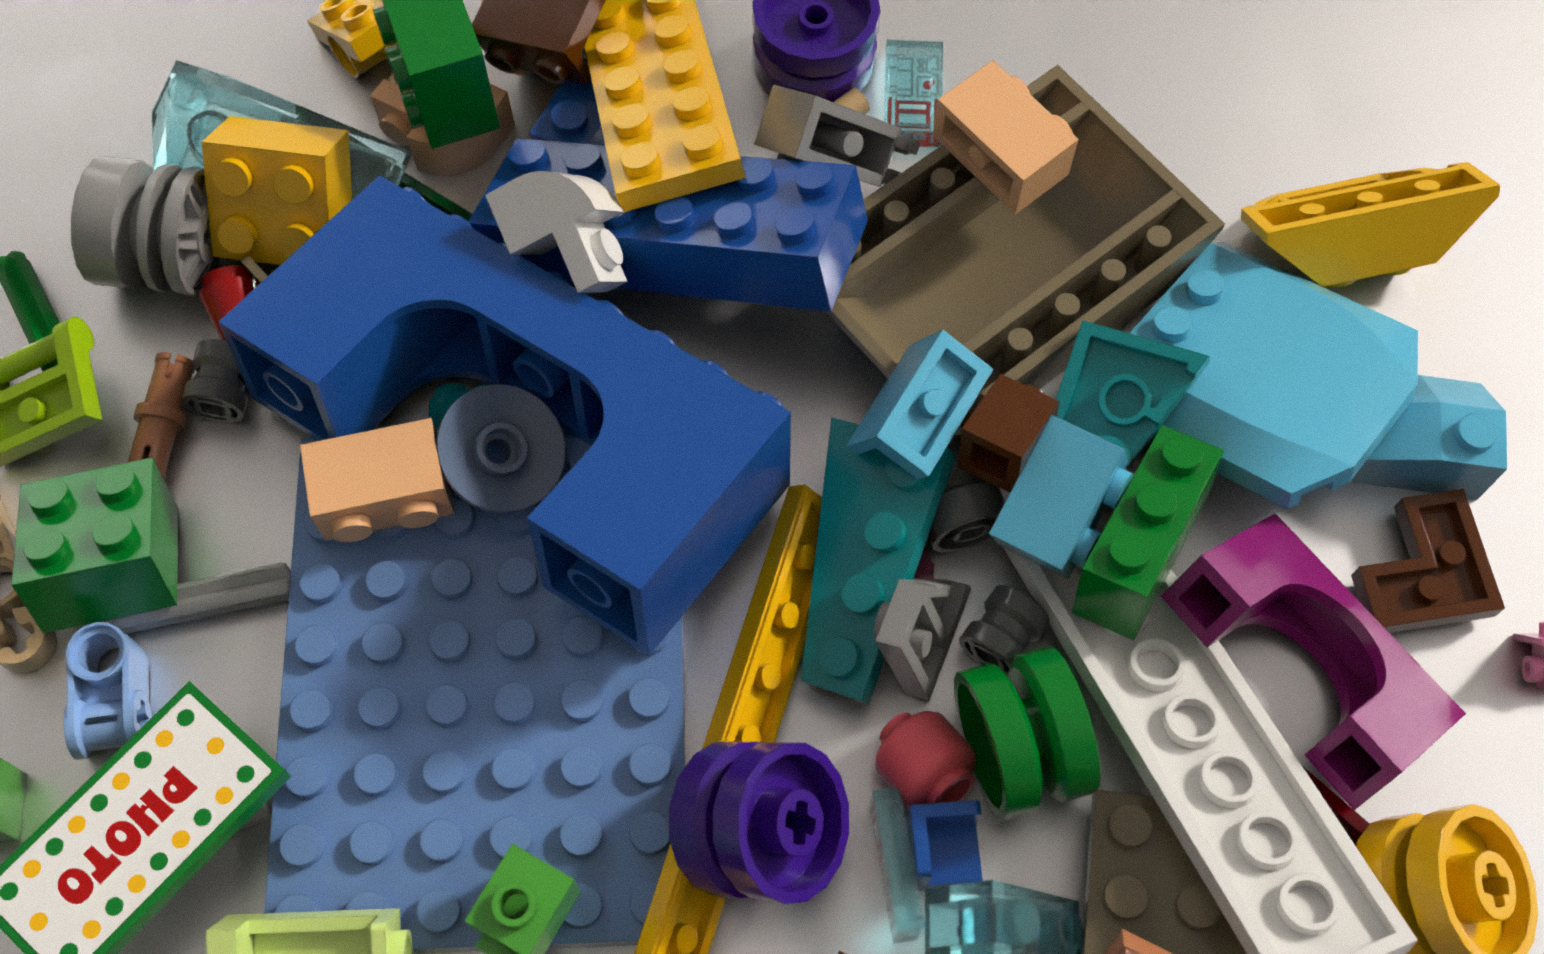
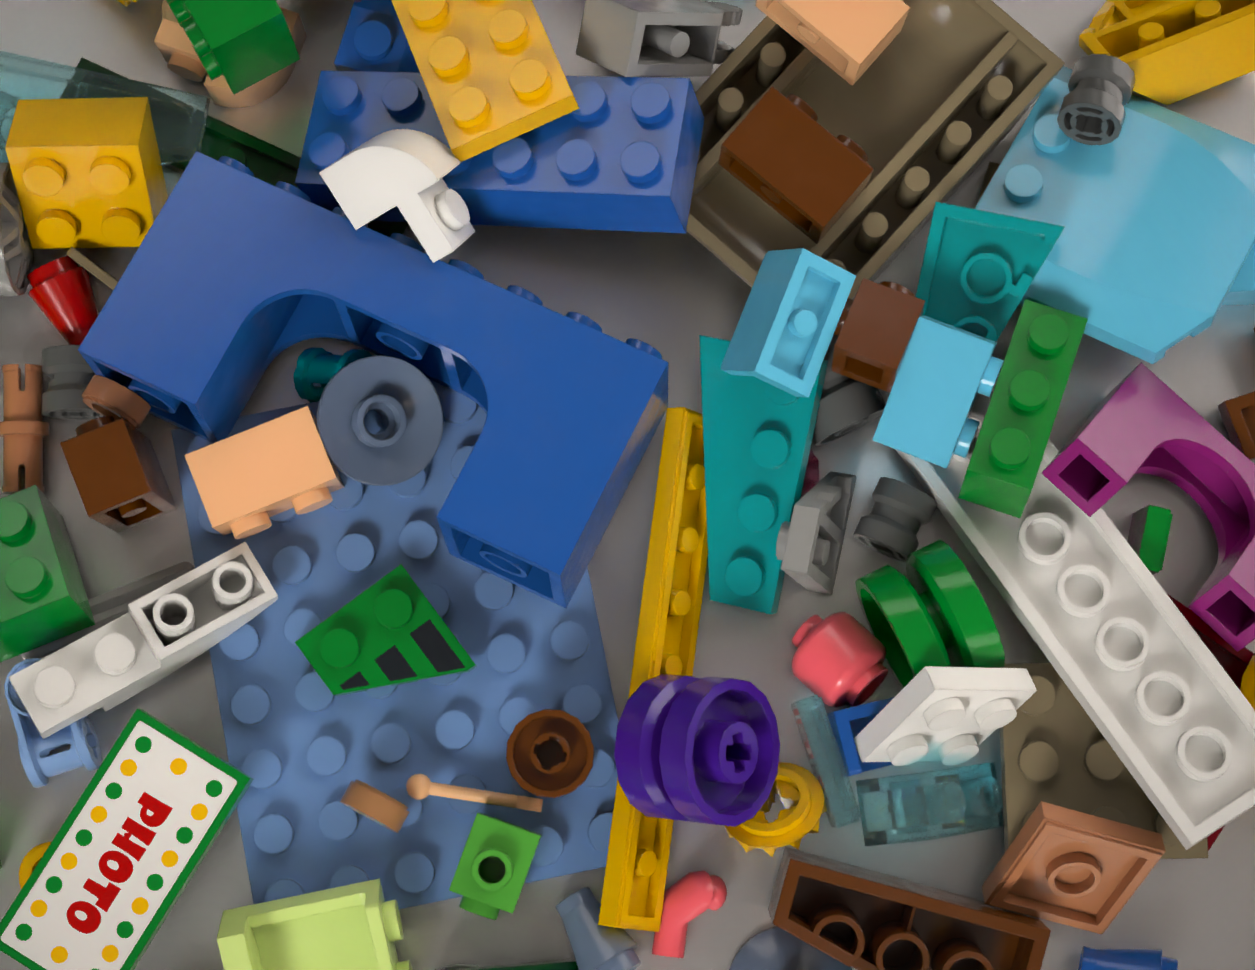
camera: 15 degrees left, 15 degrees up
(219, 630) = (146, 643): none -> white slope
(234, 462) = (117, 473): none -> reddish brown brick
(250, 395) = (115, 400): none -> nougat tile
(410, 825) = (375, 805): none -> medium nougat tile
(458, 663) = (384, 640): none -> green wing
(464, 818) = (420, 786): none -> light nougat hinge
(603, 798) = (550, 753): none -> reddish brown wheel
(864, 905) = (803, 807): none -> yellow gear
(949, 266) = (796, 163): none -> reddish brown brick
(1028, 824) = (944, 715): none -> white plate
(1252, 256) = (1096, 99): none -> dark grey wheel
(1271, 682) = (1150, 535): none -> green tile

